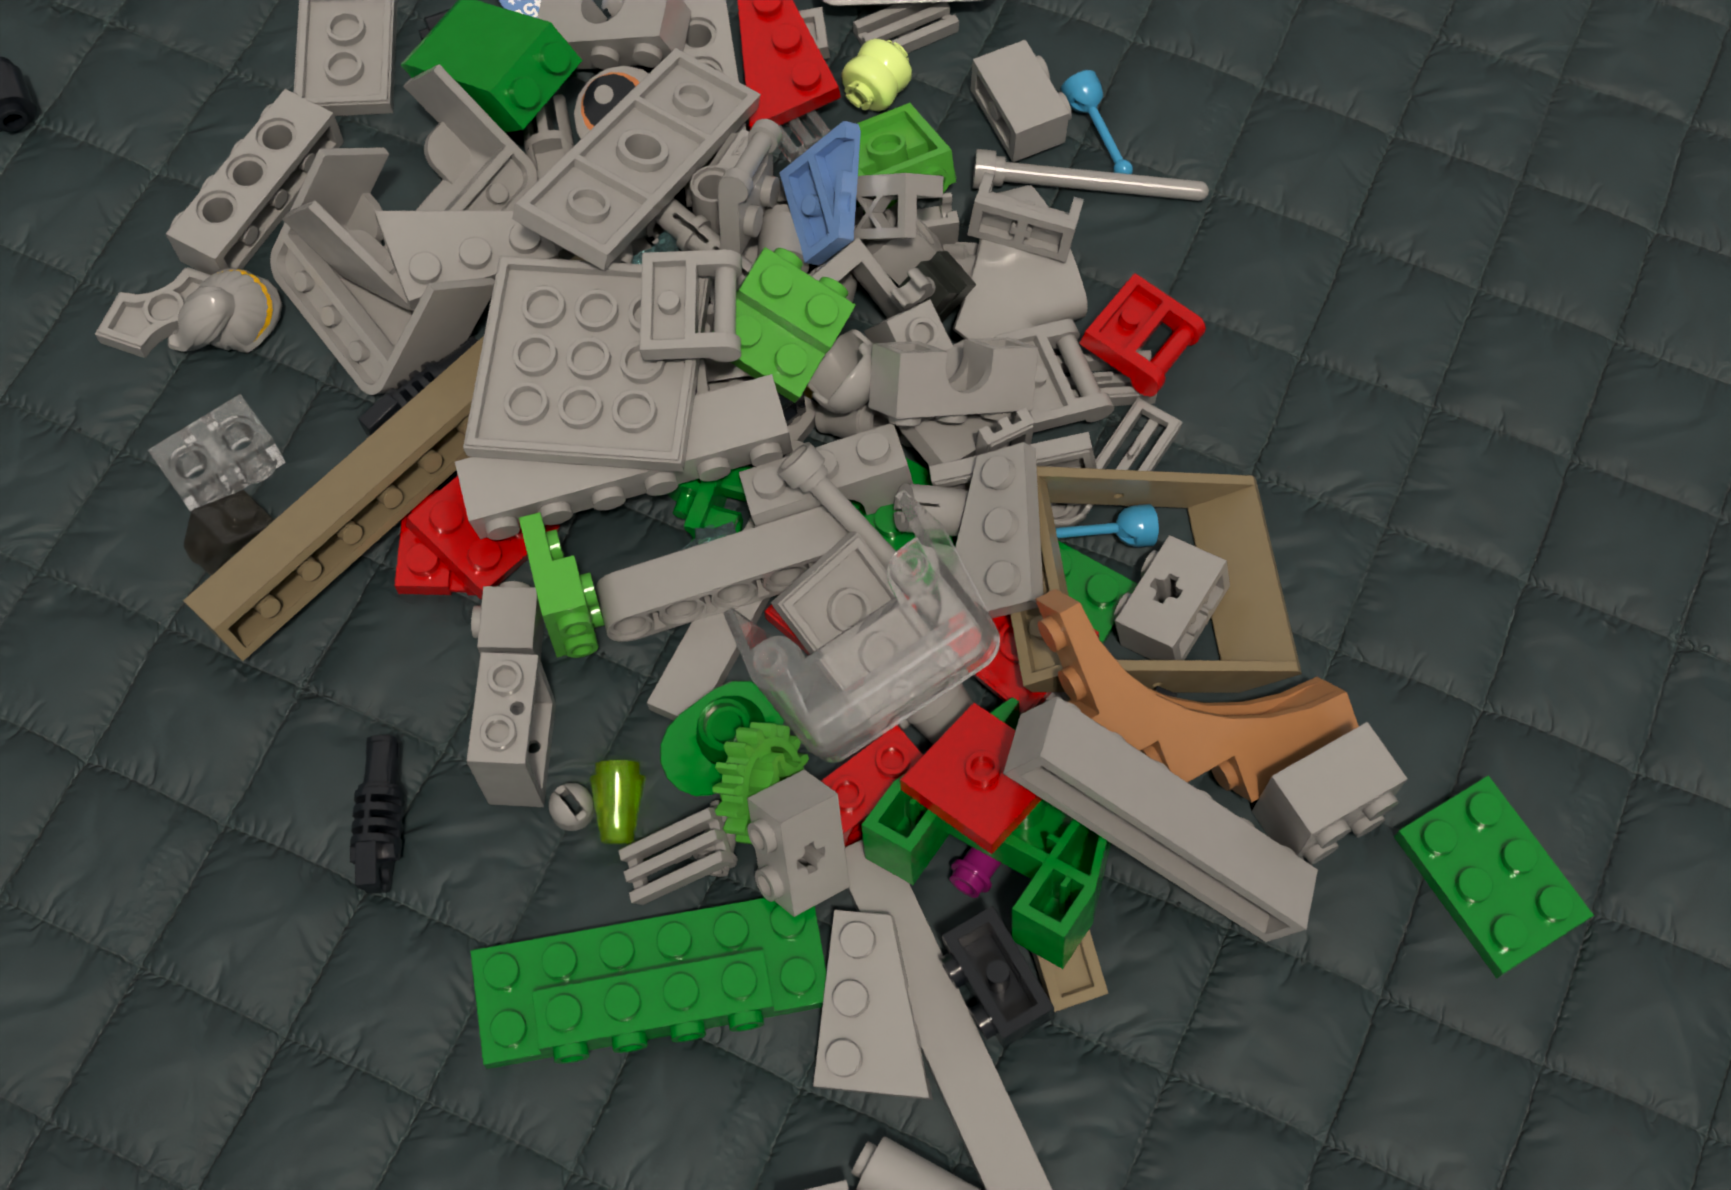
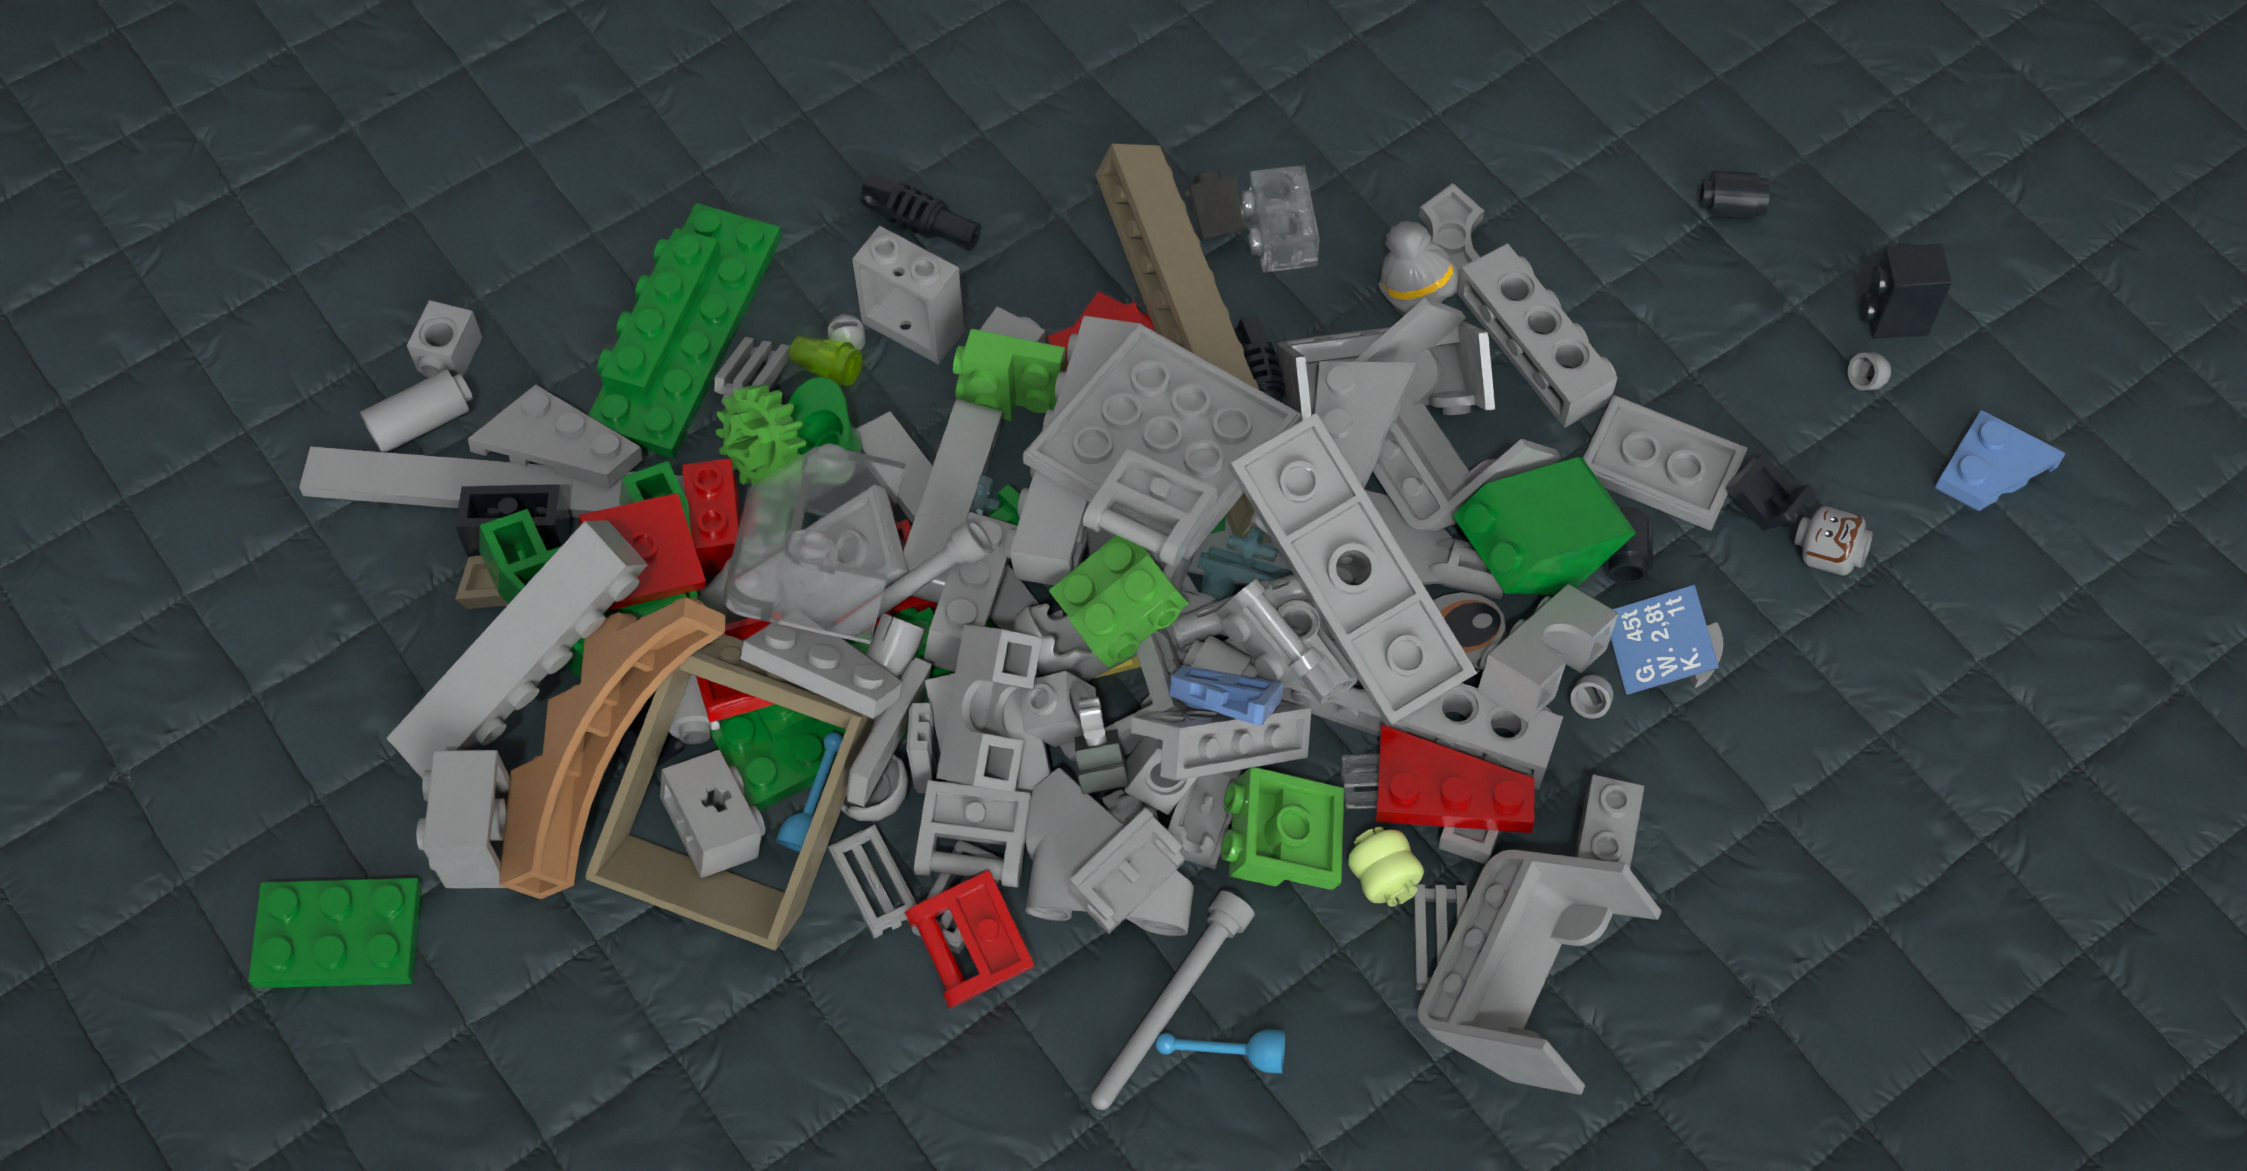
camera: 120 degrees right, 5 degrees down
(798, 842) = (696, 428): light grey brick -> none
(1020, 100) = (1282, 974): light grey brick -> none

